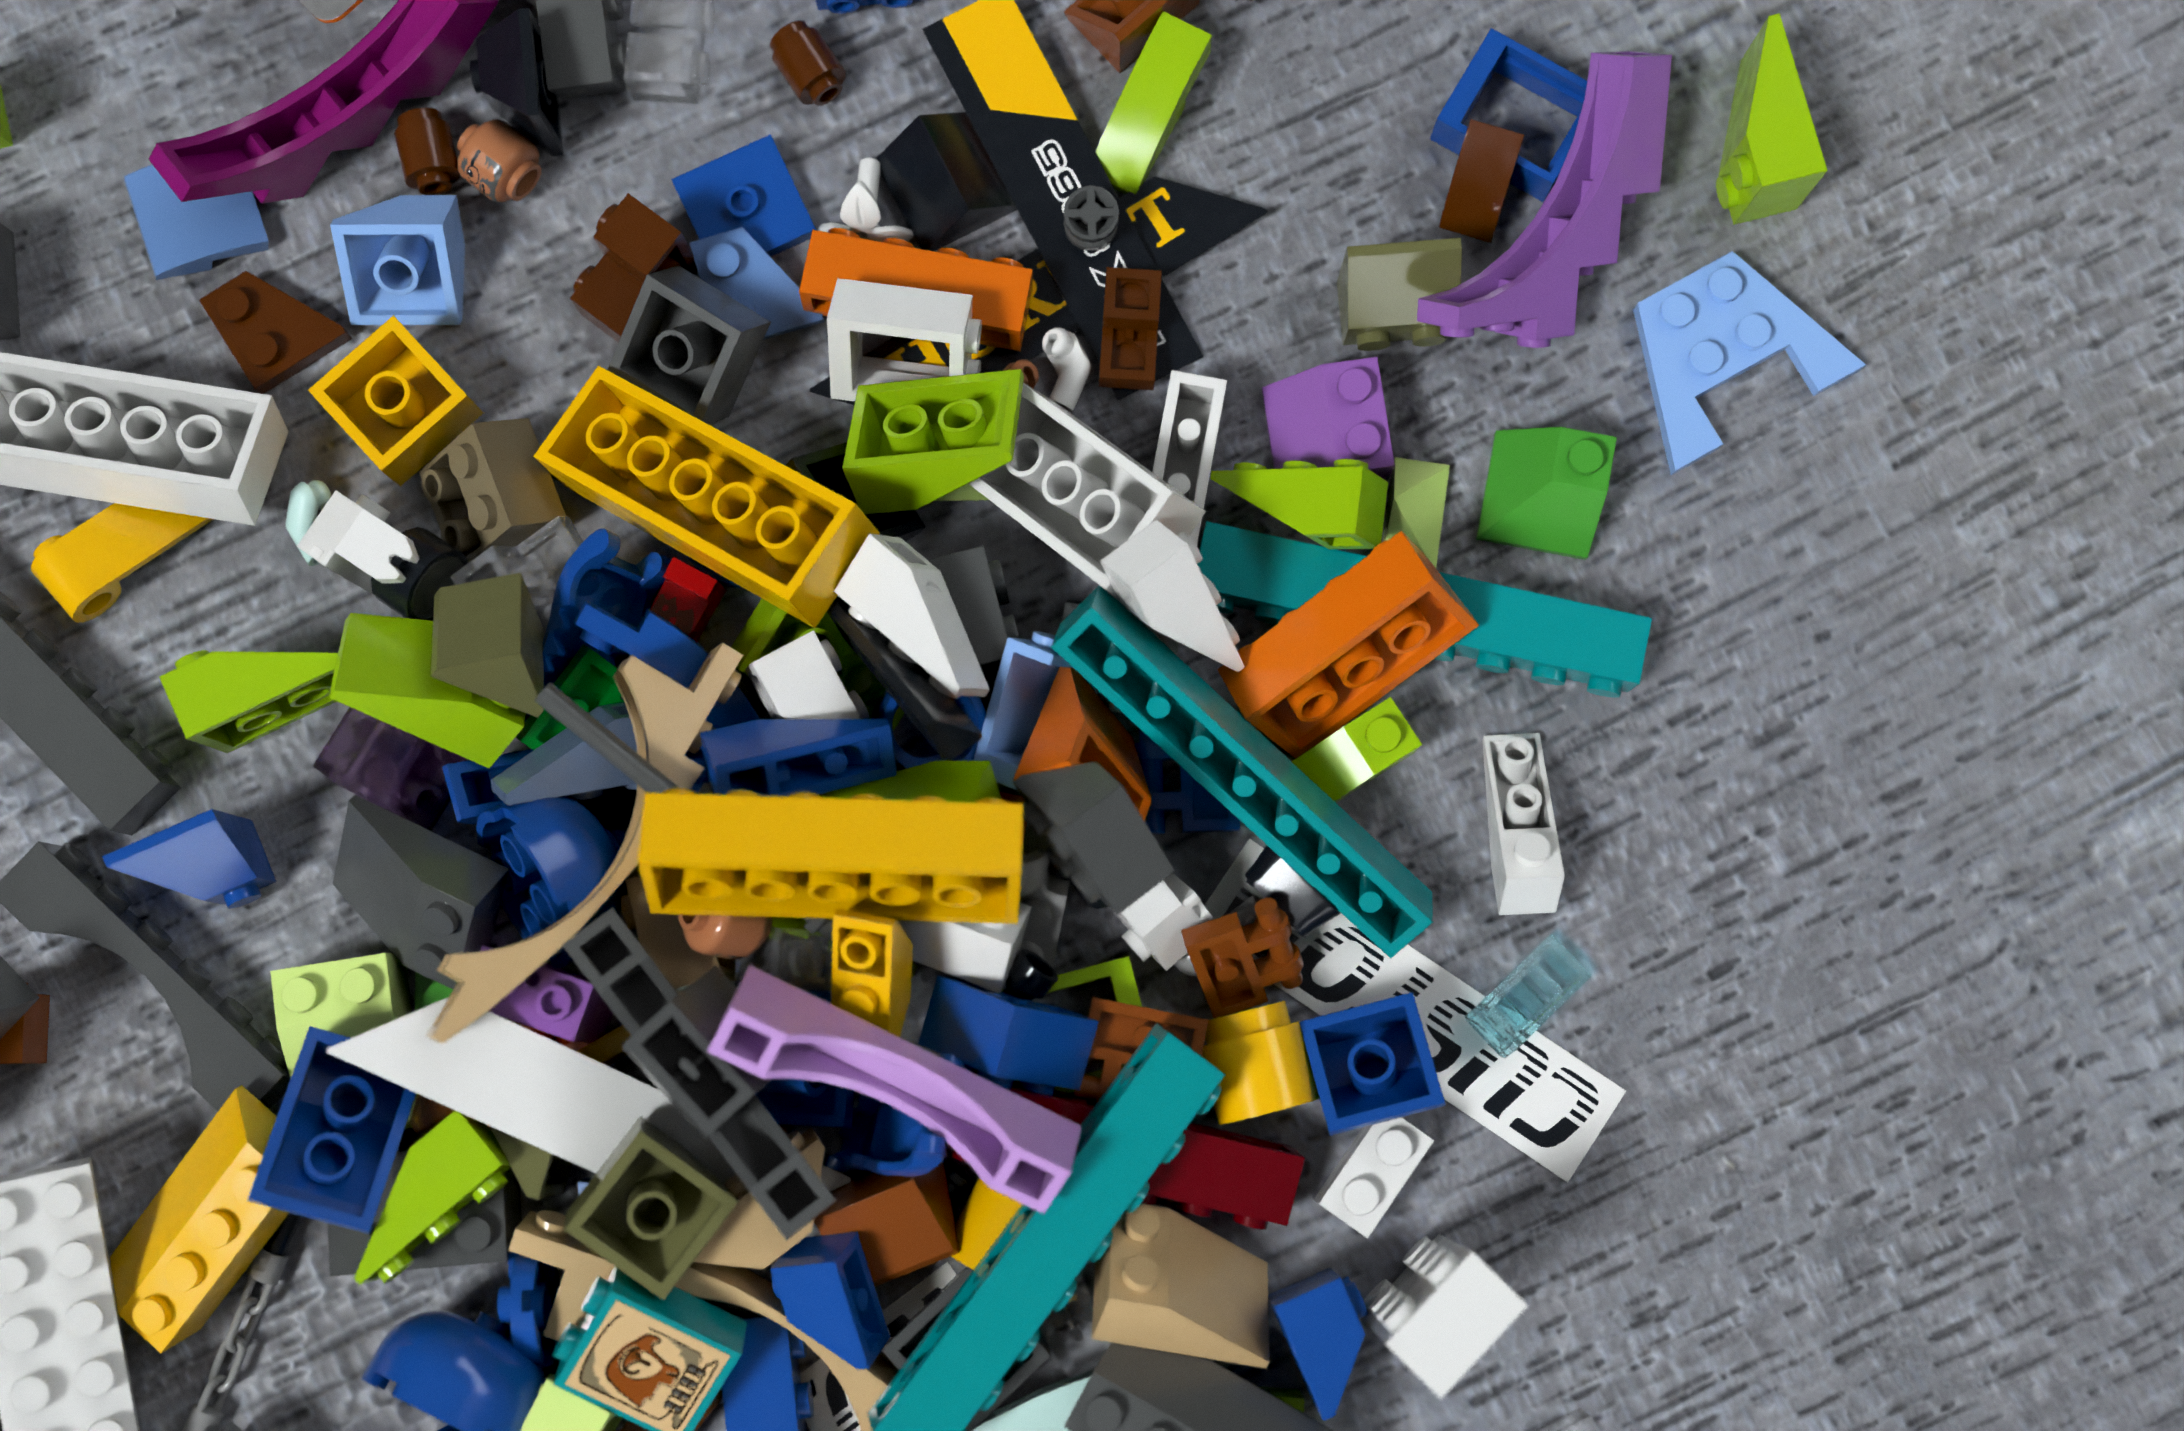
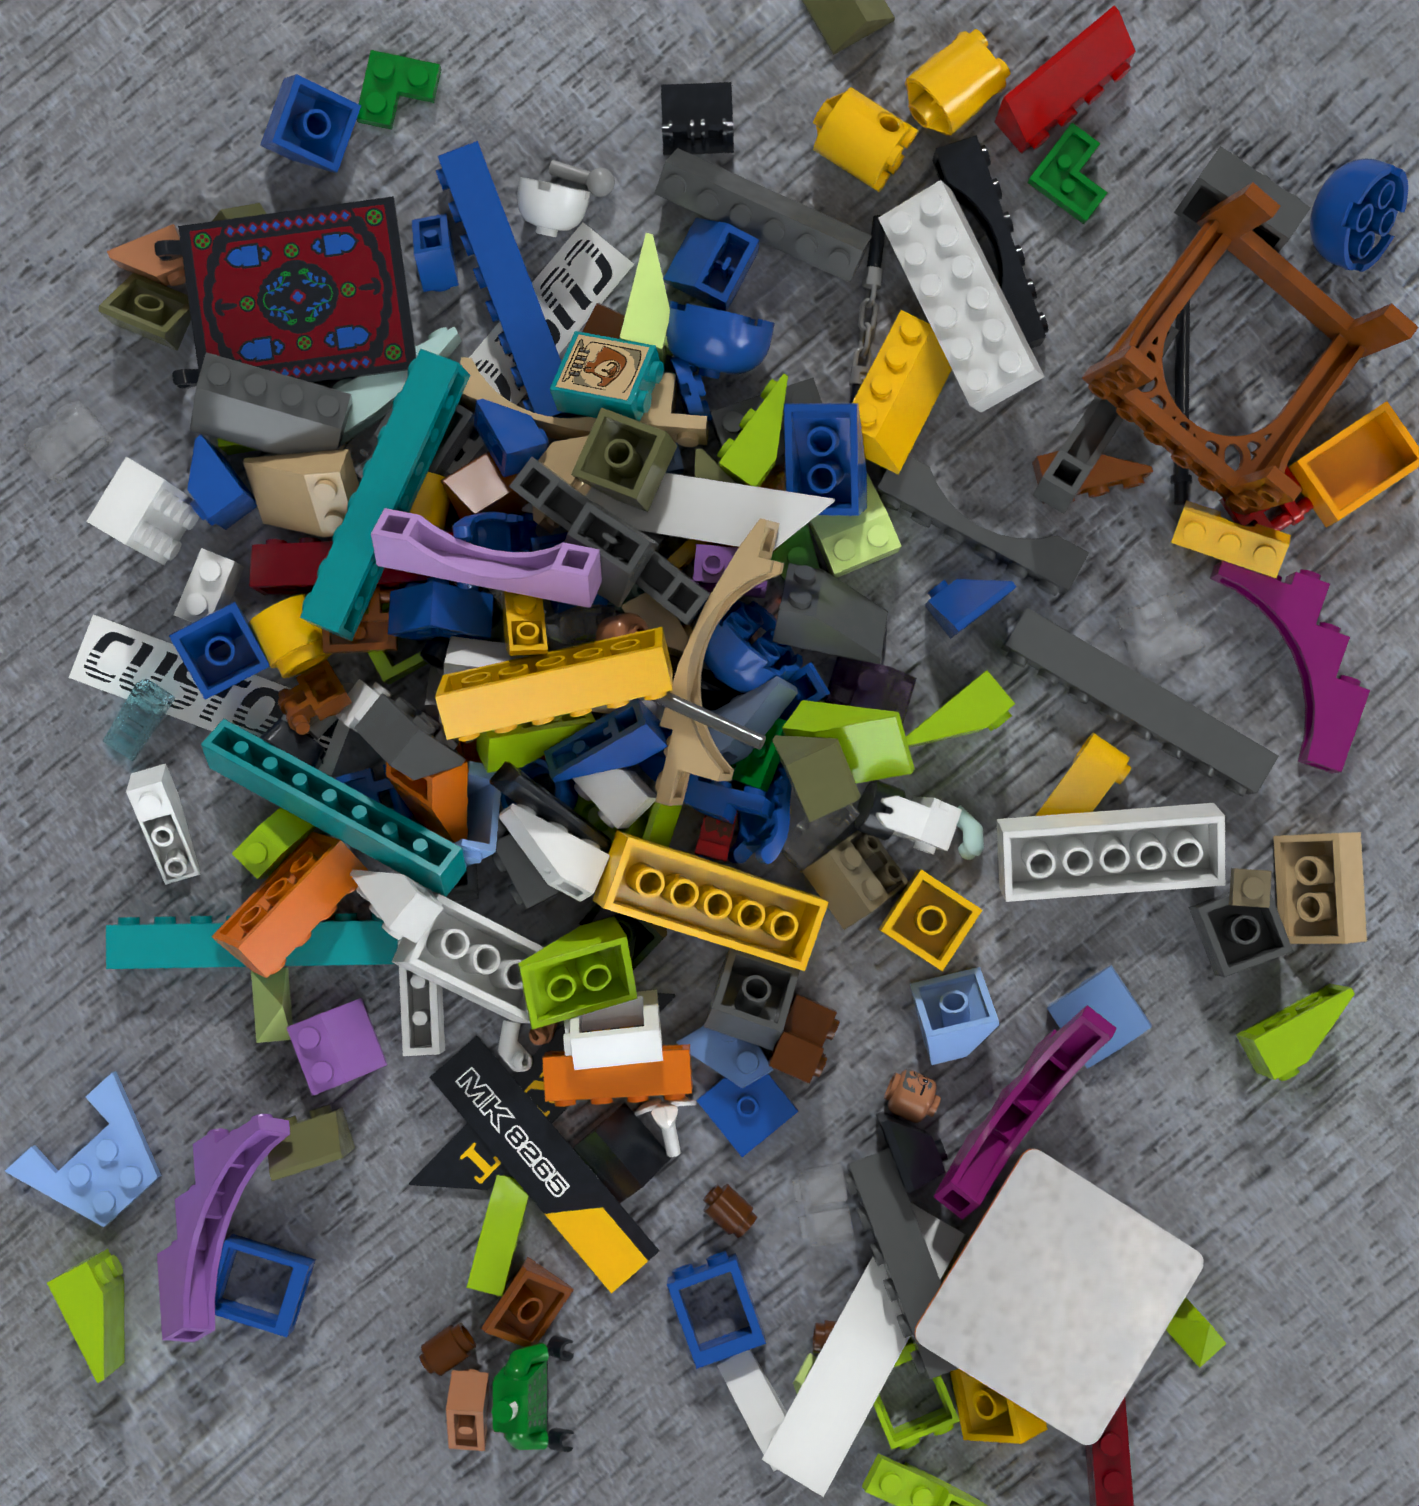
camera: 170 degrees right, 5 degrees up
(270, 330) = (1030, 950): reddish brown wing -> none
(426, 151) = (960, 1091): reddish brown brick -> none
(1091, 206) = (511, 1149): dark grey wheel -> none
(1130, 328) = (478, 1082): reddish brown slope -> none
(1327, 504) = (327, 987): lime slope -> none
(1481, 180) = (272, 1233): reddish brown slope -> none
(1546, 489) = (191, 1039): bright green slope -> none

